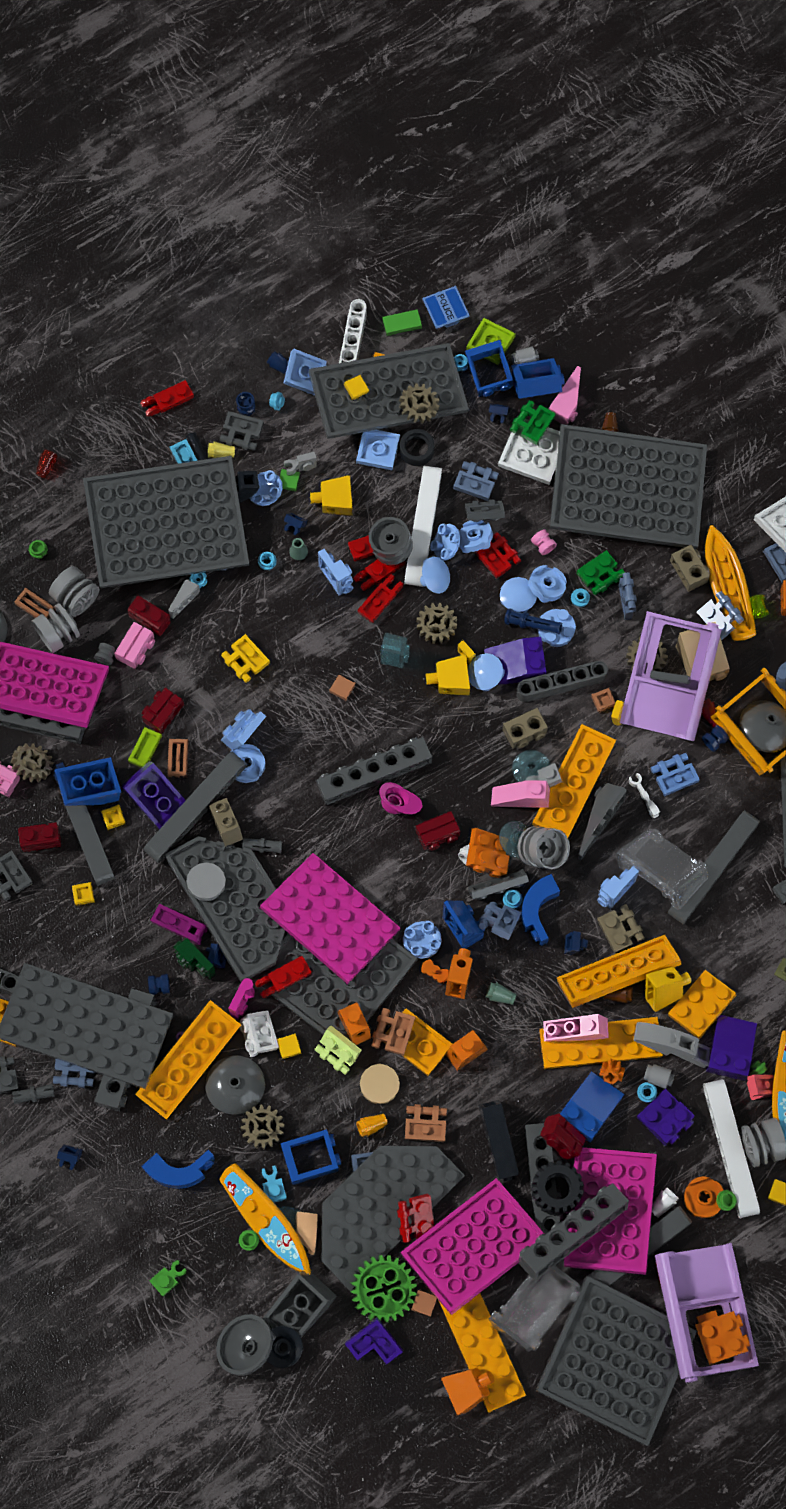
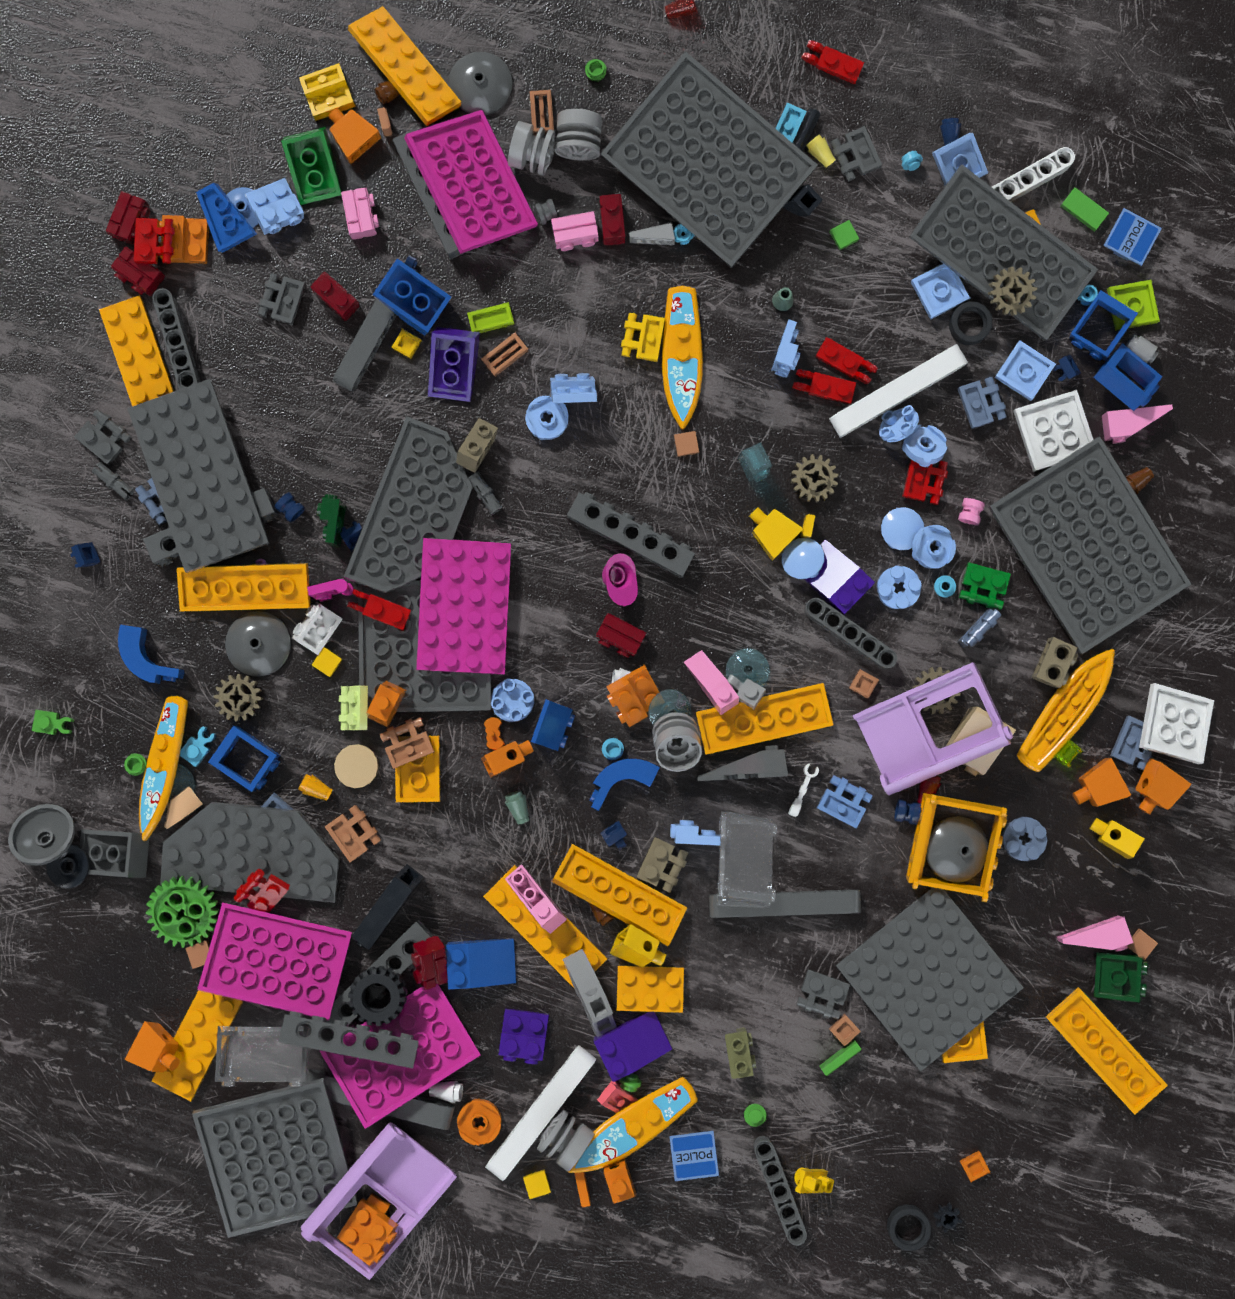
camera: 50 degrees right, 15 degrees up
(32, 762) = (386, 234): dark tan gear -> none
(83, 893) = (318, 375): yellow tile -> none
(162, 710) = (535, 304): dark red brick -> none
(178, 924) = (356, 479): magenta plate -> none
(195, 807) = (469, 407): dark grey beam -> none
(206, 881) = (408, 473): light grey tile -> none
(245, 399) = (887, 131): dark blue wheel -> none
(264, 556) = (750, 273): medium azure plate -> none
(269, 490) = (819, 223): light blue dish -> none
(278, 643) = (682, 353): none -> piece
(295, 521) = (808, 274): dark blue tile -> none
(302, 463) = (872, 235): light grey plate -> none
(334, 496) = (861, 289): yellow torso -> none
(356, 387) = (979, 221): yellow tile -> none
(377, 1337) = (137, 940): dark purple plate -> none
(379, 599) = (795, 409): red hinge -> none
(390, 540) = (860, 363): dark grey wheel -> none
(435, 575) = (858, 440): light blue dish -> none
(466, 1050) = (444, 818): orange torso -> none
(477, 438) = (1025, 370): none -> light blue plate
(490, 510) = (957, 434): dark grey plate -> none
(498, 885) = (613, 727): dark grey plate -> none
(503, 924) = (584, 761): sand blue plate -> none
(522, 724) = (780, 631): dark tan brick -> none
(525, 620) = (878, 555): dark blue pin -> none
(536, 426) = (1081, 415): green plate -> none
(612, 1071) = (525, 958): orange gear -> none
(617, 711) = (860, 706): yellow tile -> none
(647, 1086) = (533, 1008): medium azure plate -> none
(659, 1076) = (554, 1001): light grey brick -> none
(669, 677) = (927, 731): dark grey tile -> none
(712, 613) = (1024, 722): plate -> none
(726, 1200) = (488, 1145): bright green plate -> none

